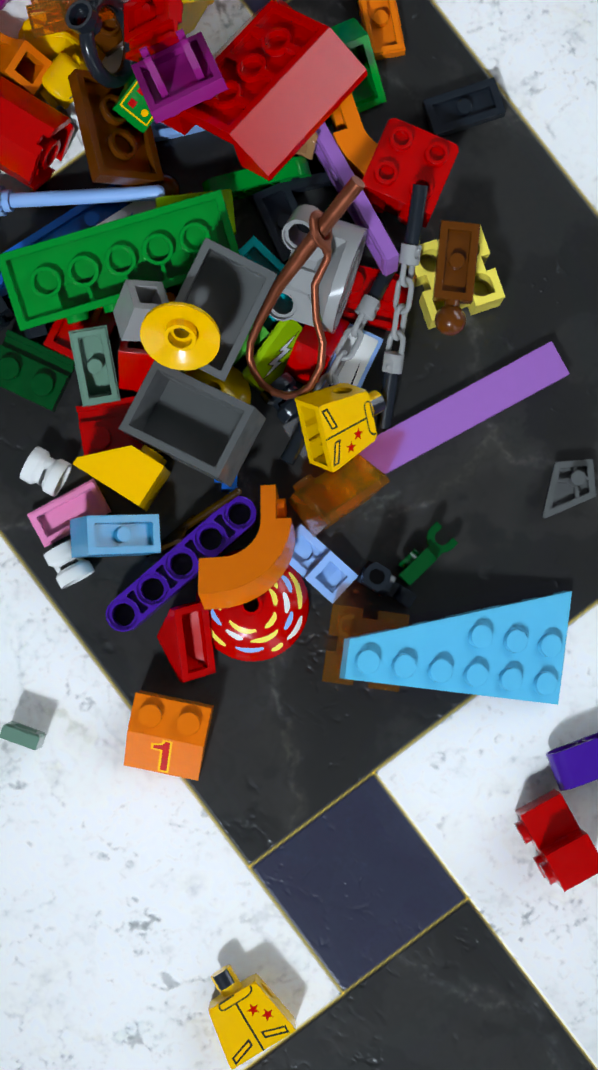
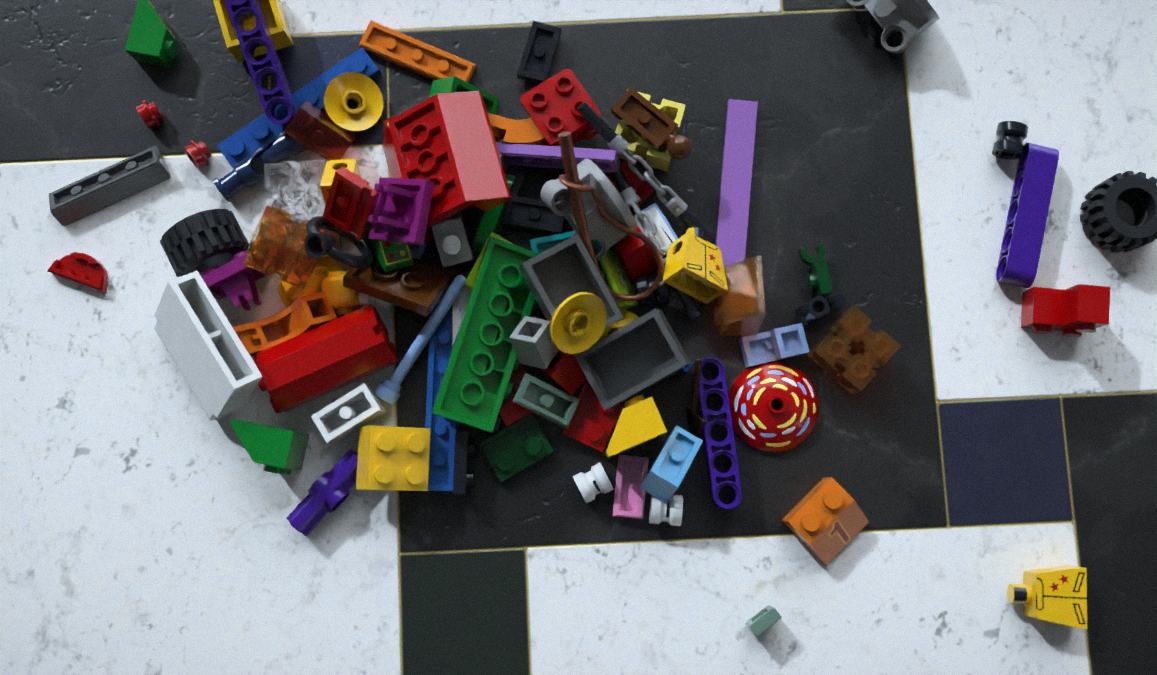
camera: 55 degrees left, 5 degrees down
(188, 641) = (771, 464): red slope -> none
(194, 156) = (452, 241): none -> light grey torso
(254, 570) = (758, 390): orange arch -> none
(484, 652) = (905, 279): medium azure wing -> none
(569, 486) = (830, 150): dark grey piece -> none

